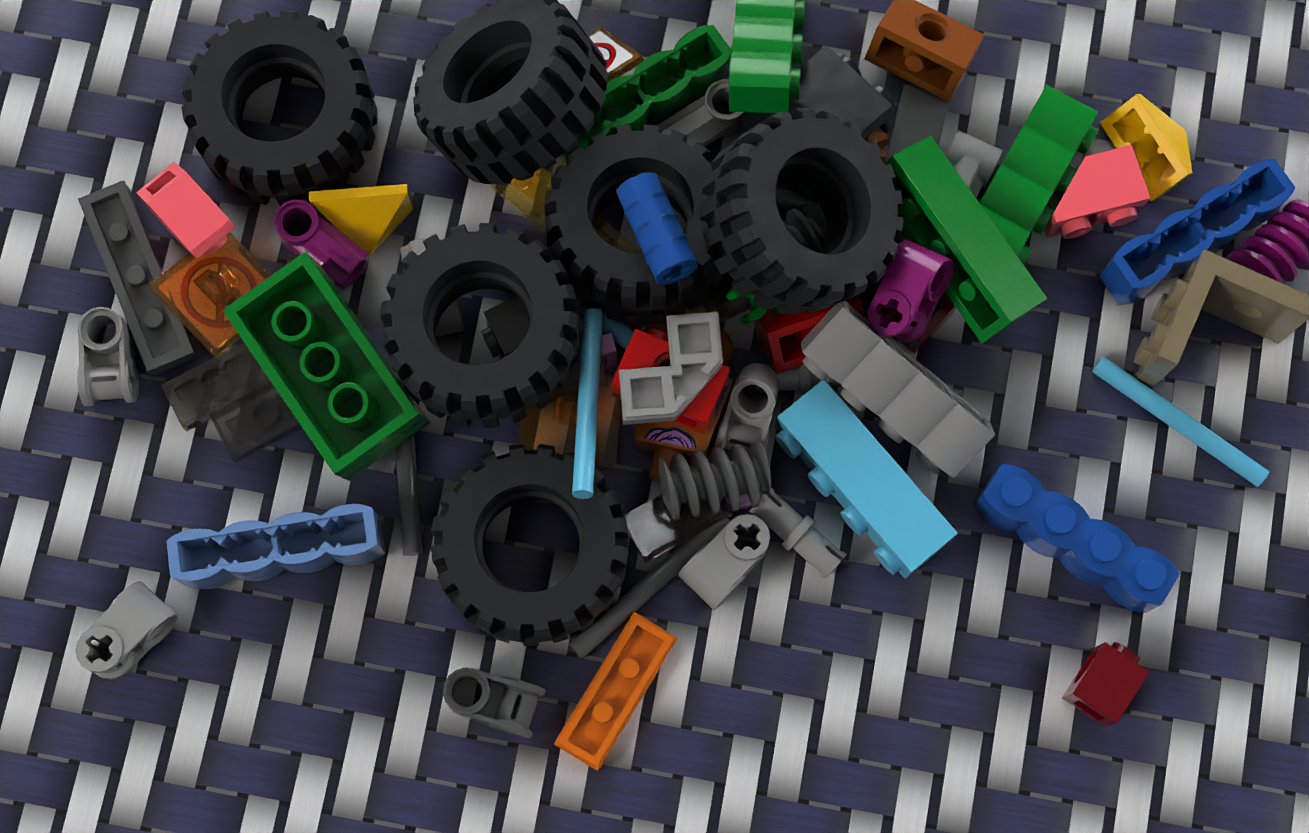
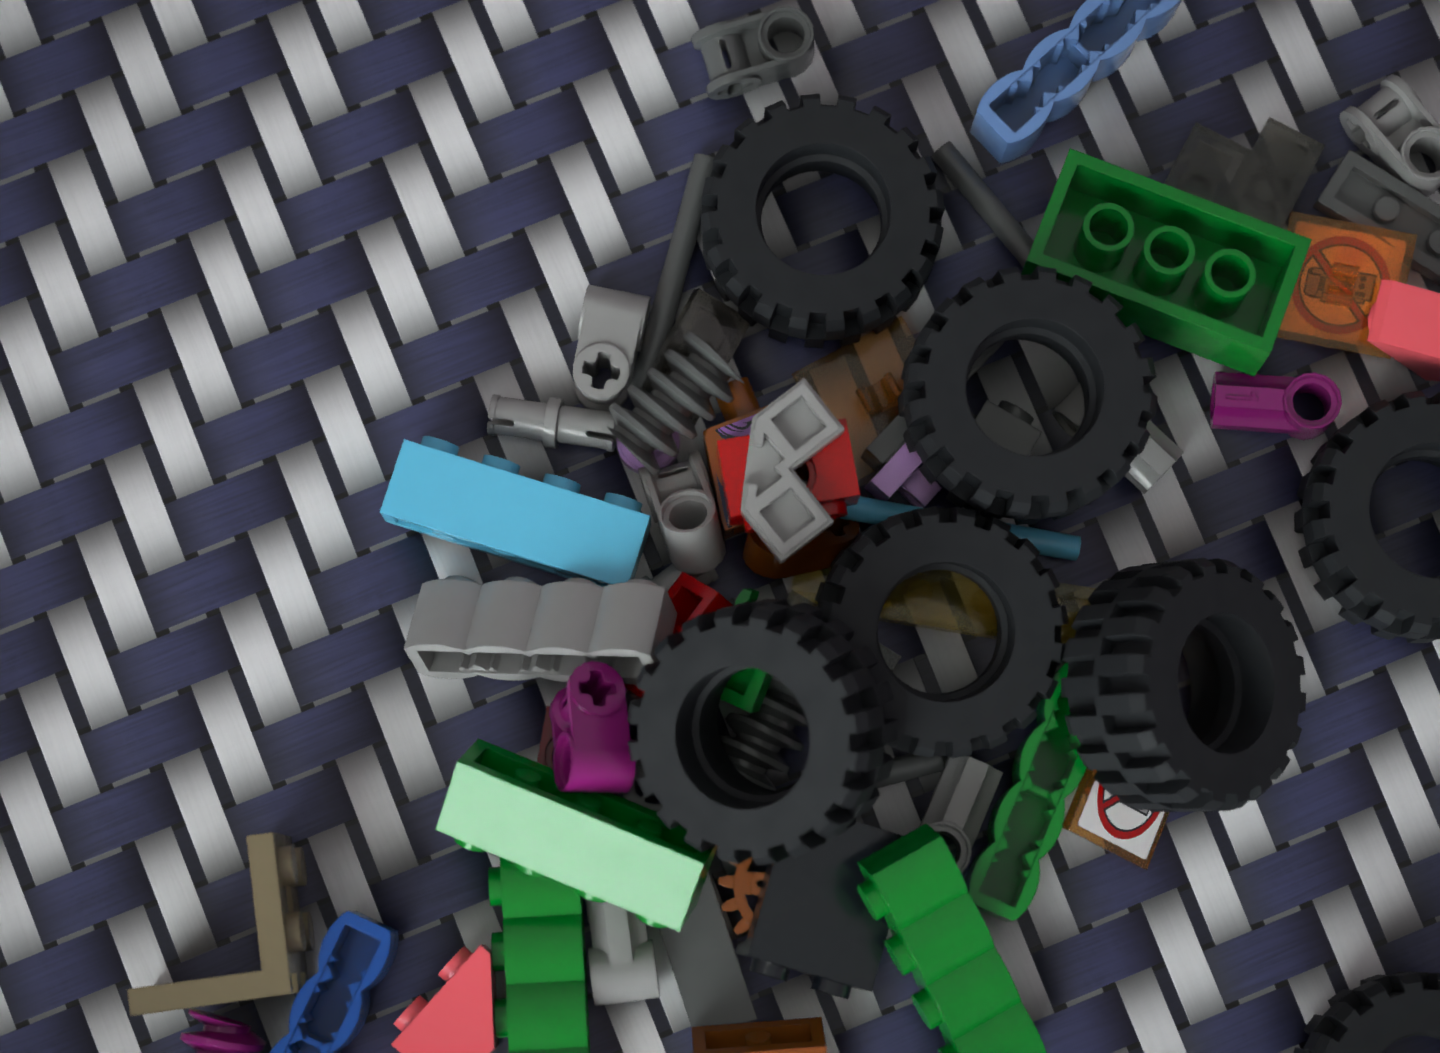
camera: 145 degrees right, 5 degrees up
(364, 213) = (1249, 463): yellow slope -> none
(588, 404) = (859, 392): medium azure bar -> none
(615, 691) = (637, 145): orange tile -> none
(657, 228) = (906, 602): blue axle -> none
(1086, 546) = (233, 602): blue brick -> none
(1106, 683) = (131, 468): dark red brick -> none
(1181, 421) = (212, 817): medium azure bar -> none

